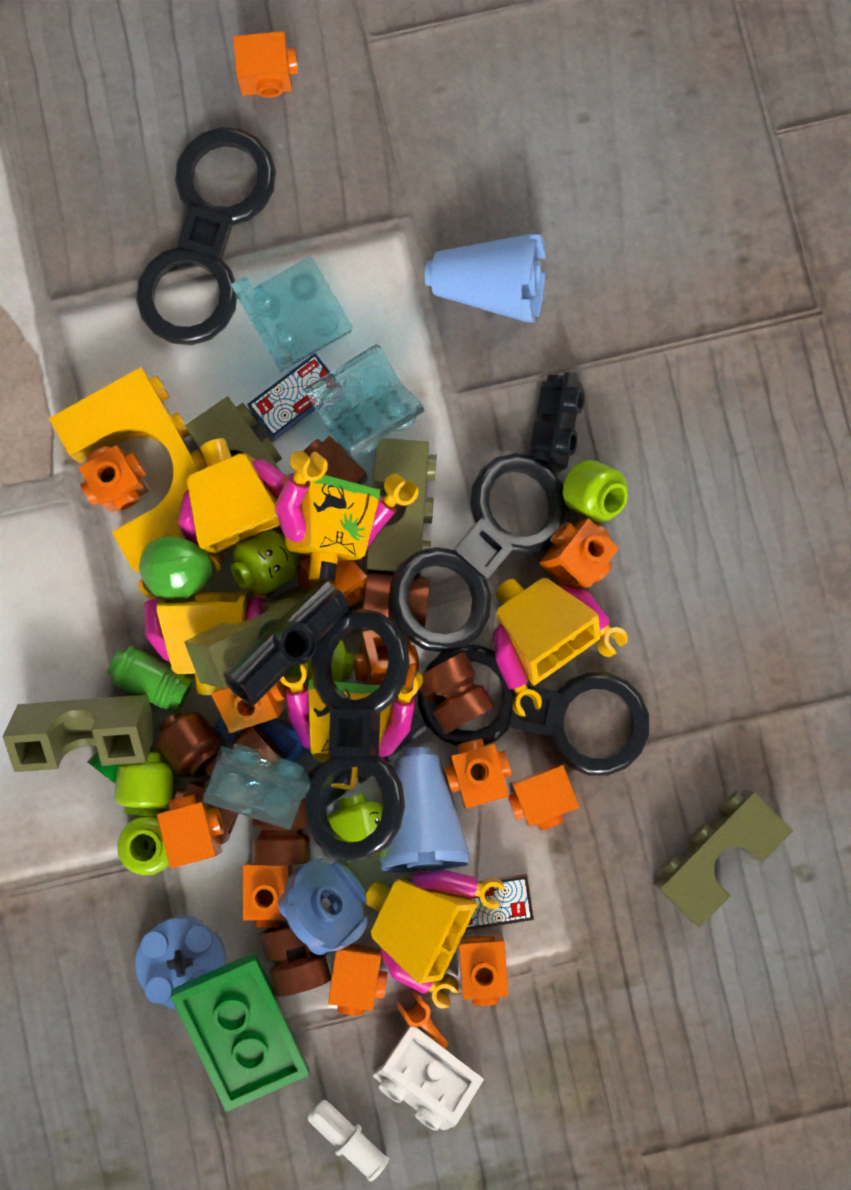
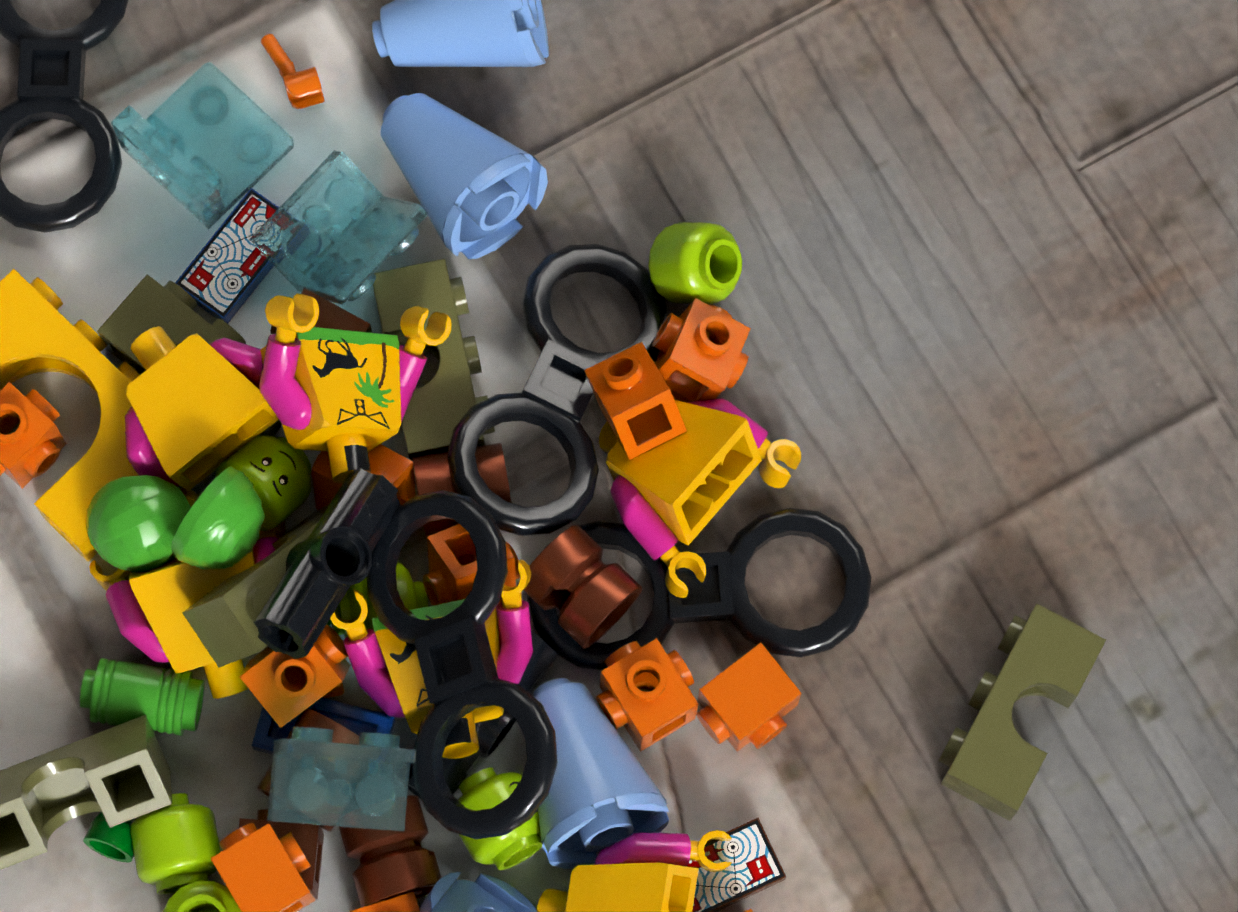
camera: 20 degrees left, 10 degrees down
(188, 743) = (223, 771): copper head -> none
(225, 591) = (220, 523): none -> bright green piece
(368, 290) = (301, 86): none -> orange hand
(456, 383) = (462, 174): none -> light blue cone
(527, 579) = (635, 400): none -> orange brick
(562, 401) = (615, 159): black hinge -> none

